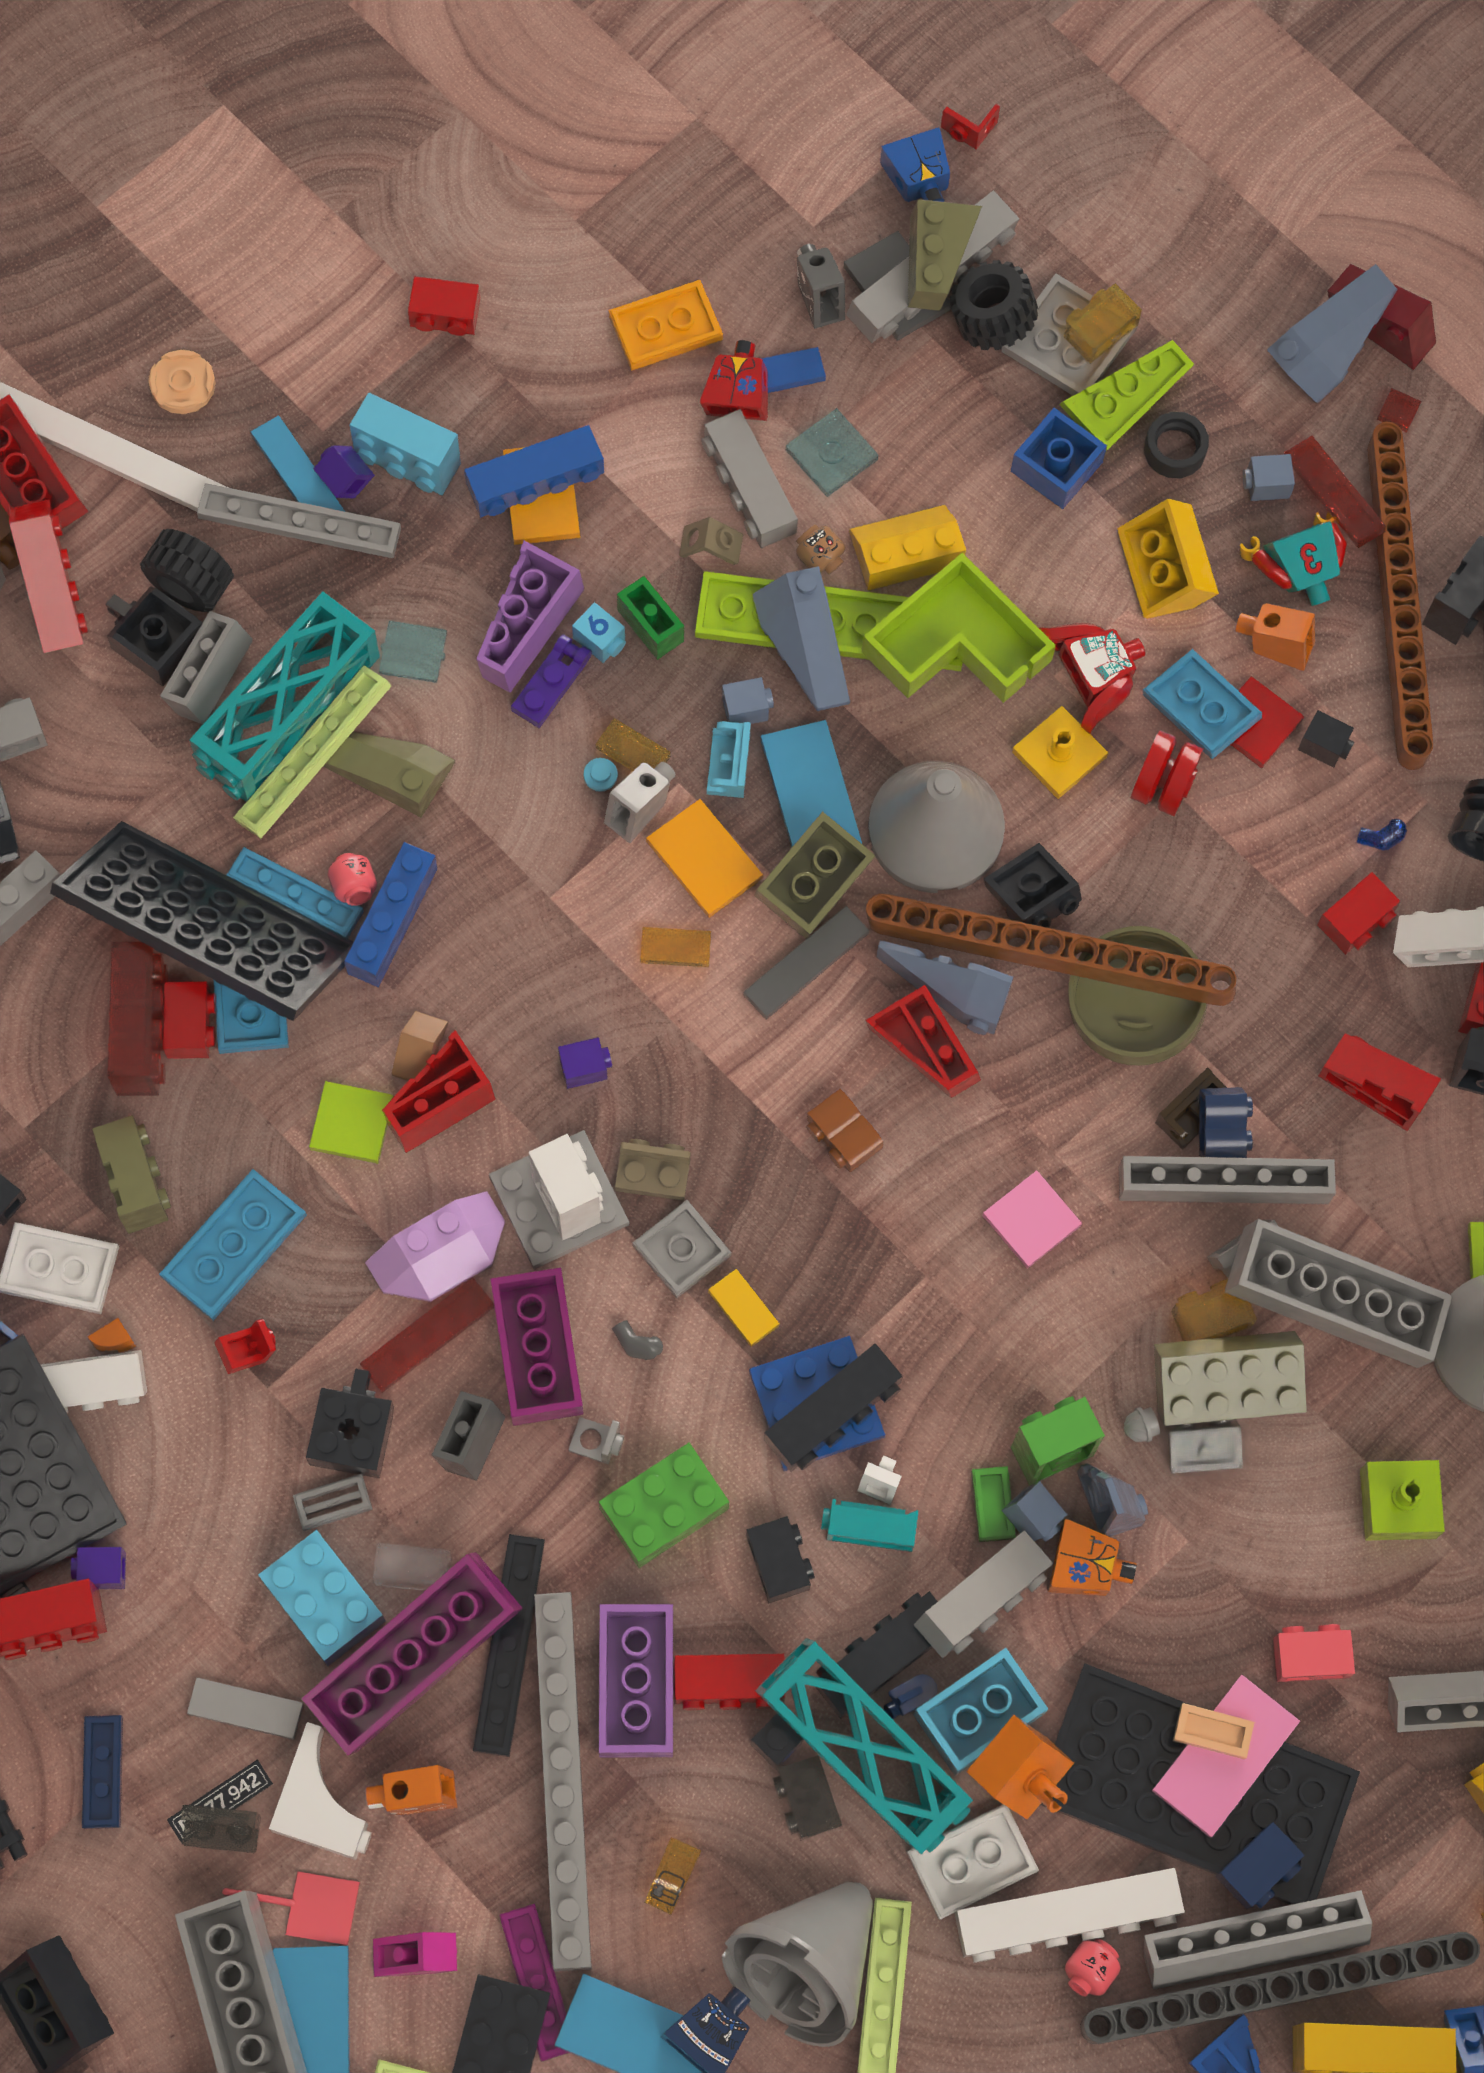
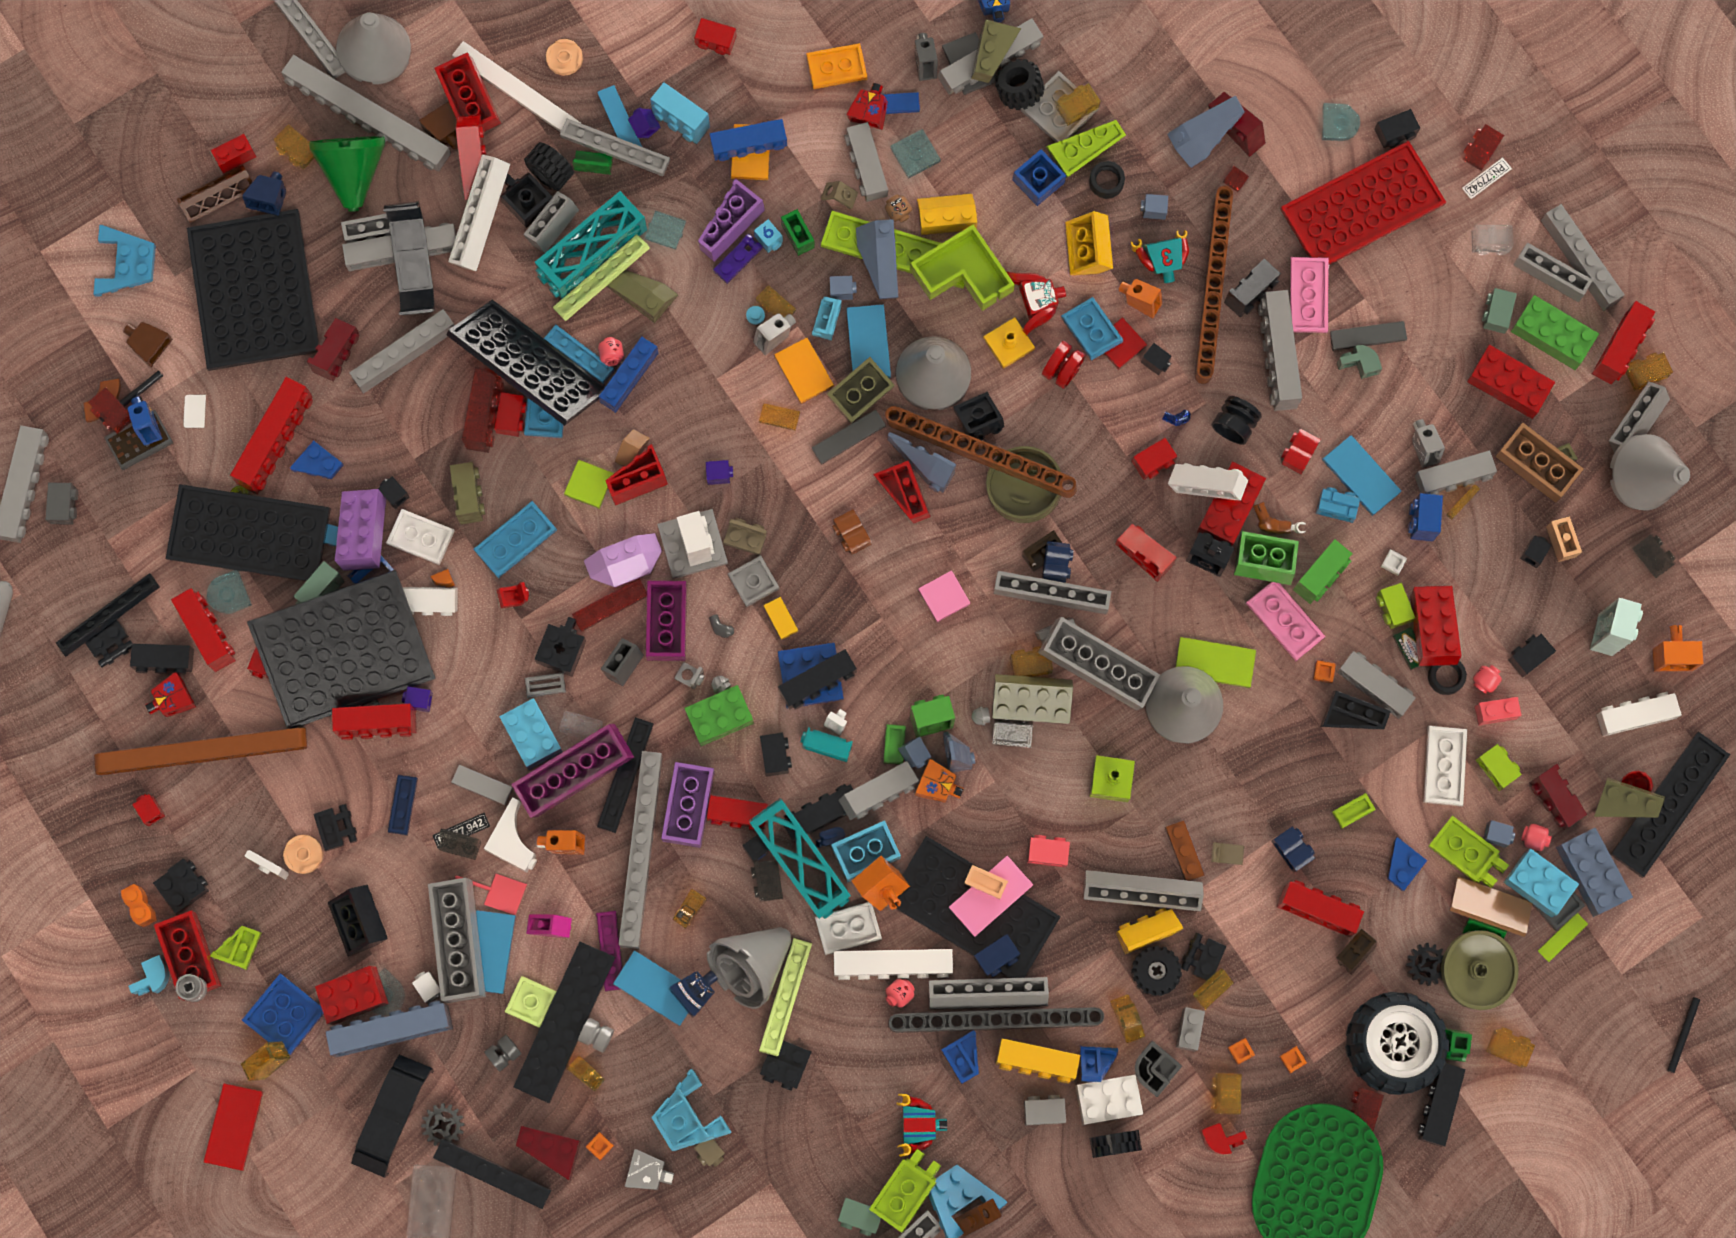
camera: 10 degrees right, 5 degrees up
(74, 670) = (479, 212): none -> white brick
(263, 554) = (592, 162): none -> green panel
(655, 1446) = (720, 684): none -> light grey plate
(1335, 492) = (1189, 220): clear red tile -> none

